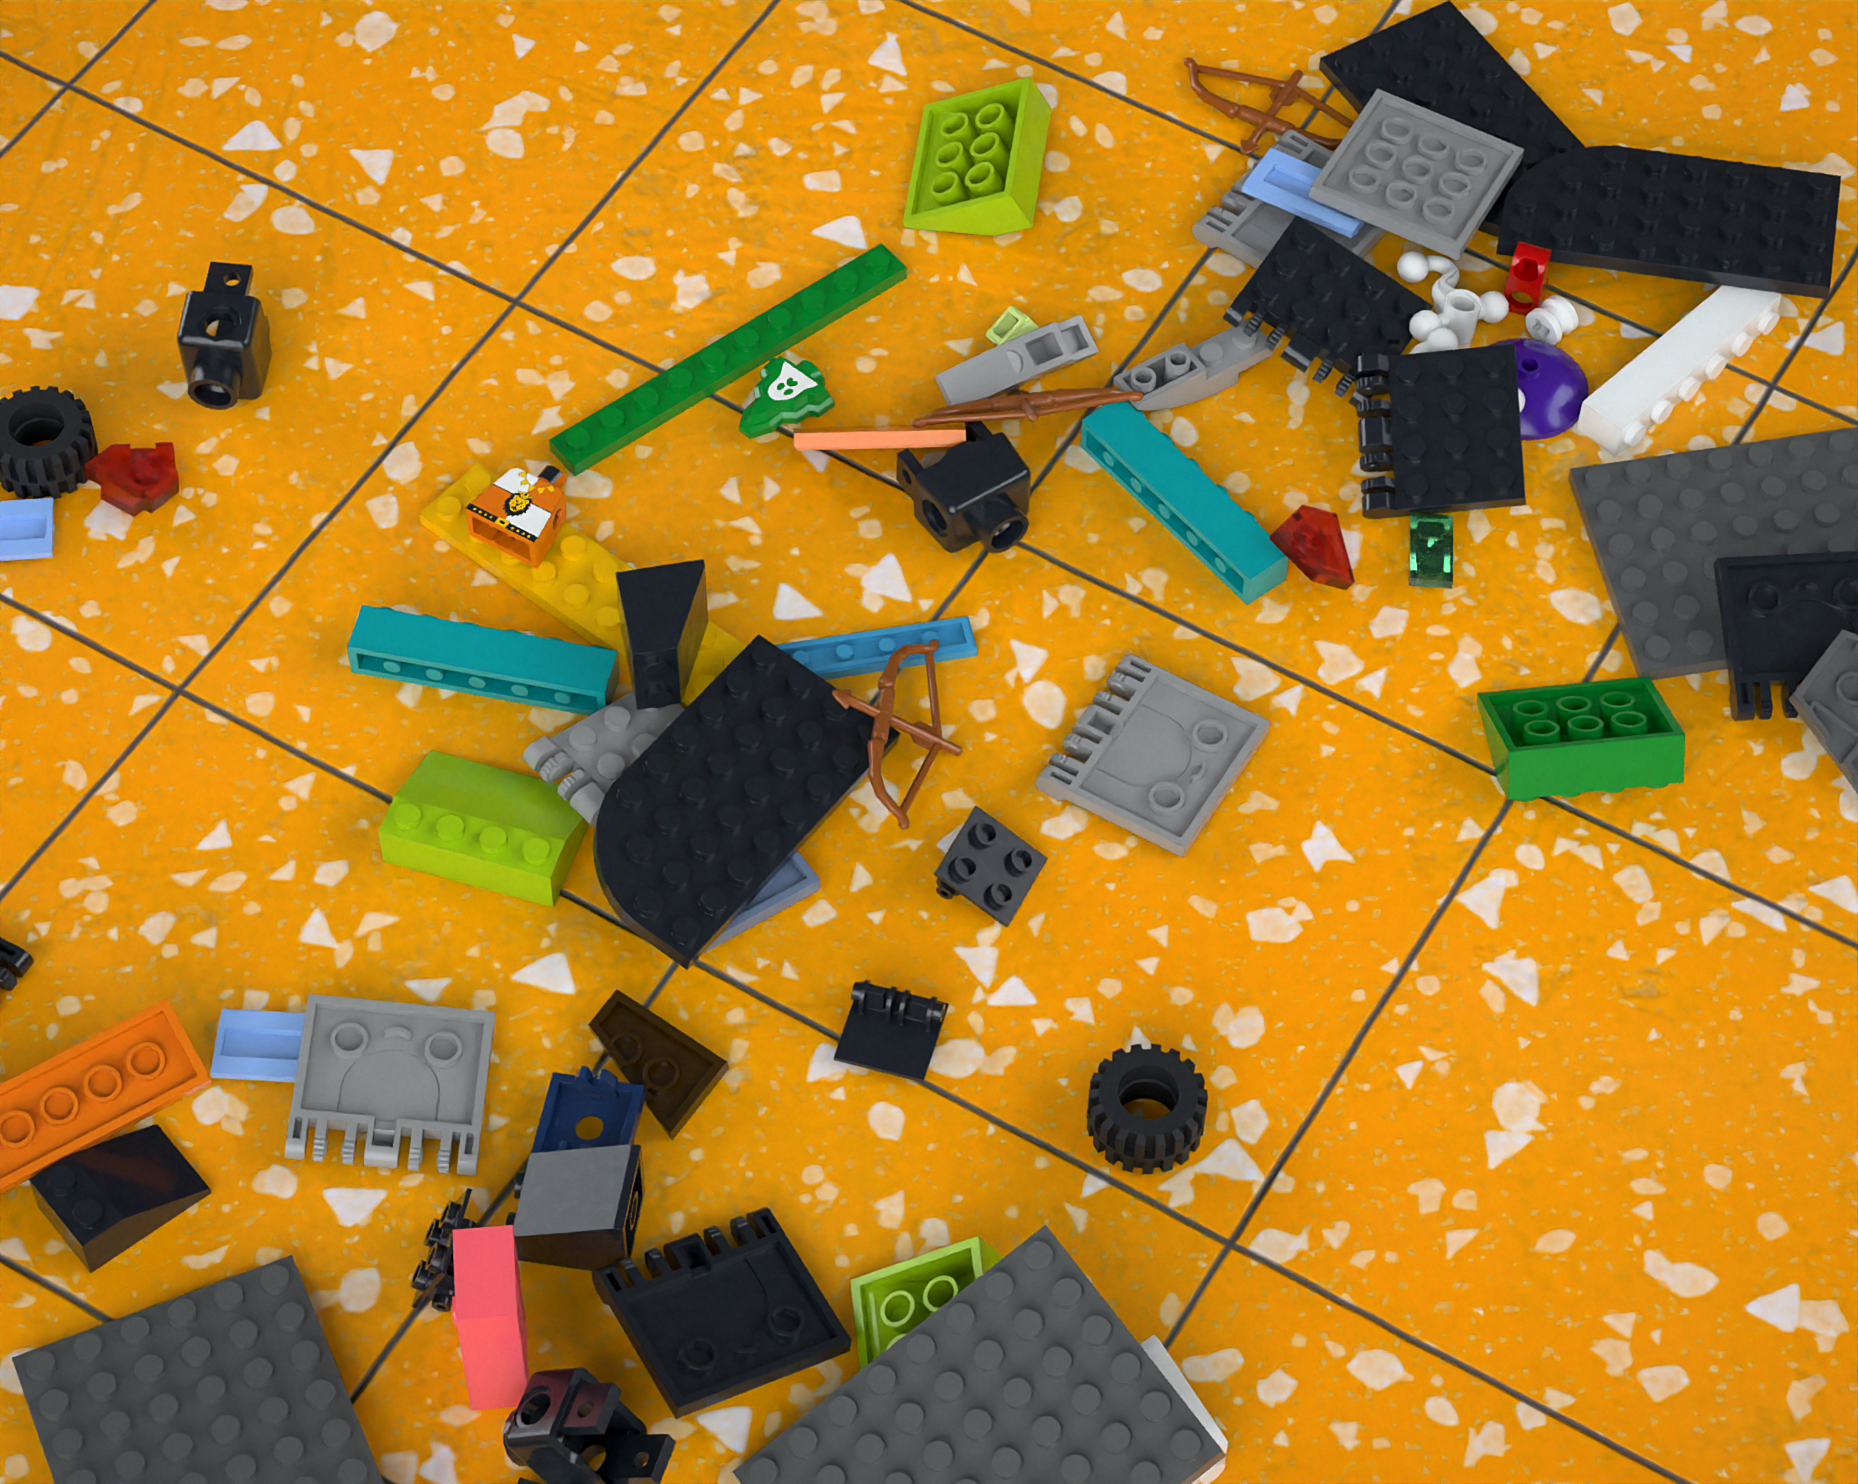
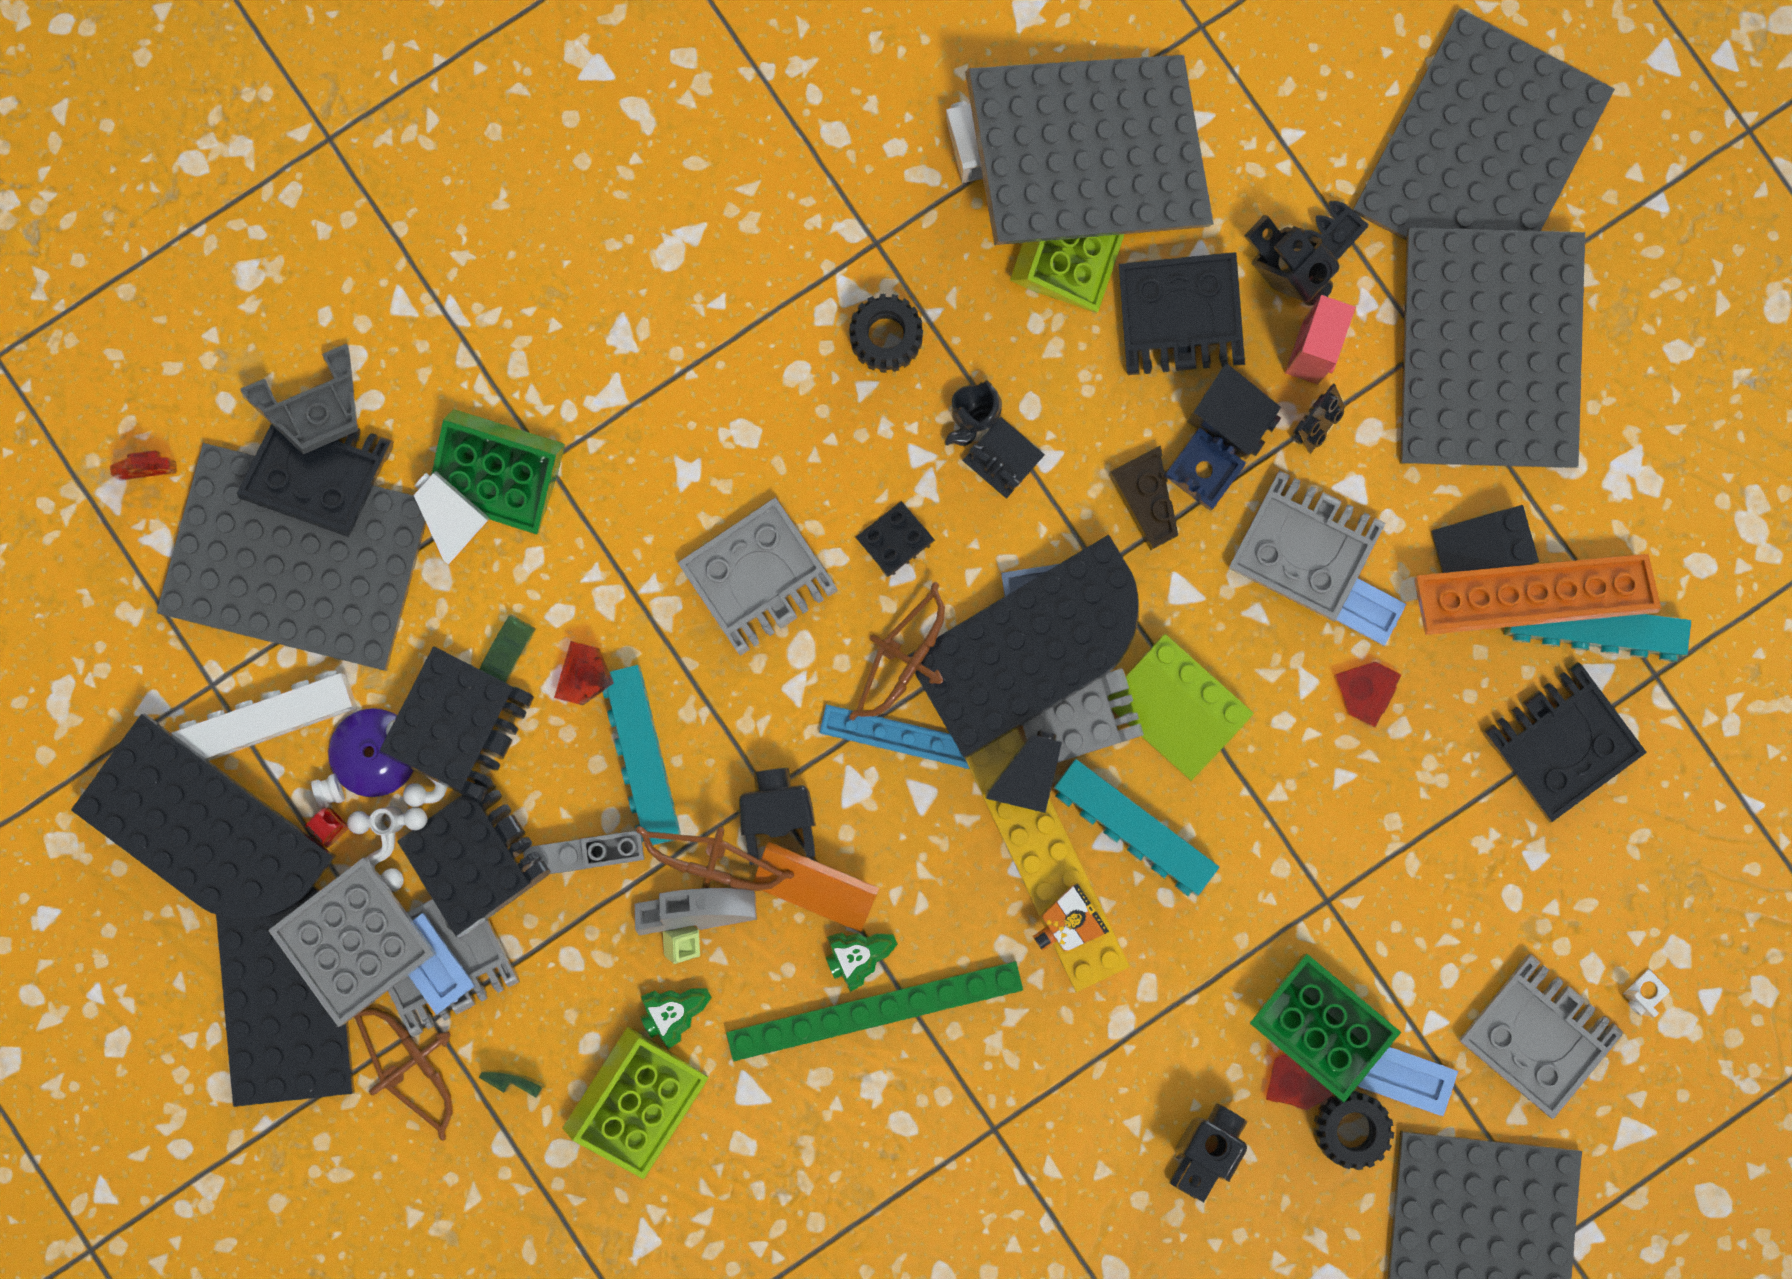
camera: 155 degrees left, 30 degrees up
(124, 527) = (1324, 1027): none -> green slope
(223, 947) = (1367, 691): none -> clear red plate
(965, 1060) = (973, 411): none -> black hair
(986, 260) = (672, 1012): none -> green rock
(1130, 134) = (504, 1079): none -> clear green slope
(1606, 652) = (448, 514): none -> white slope

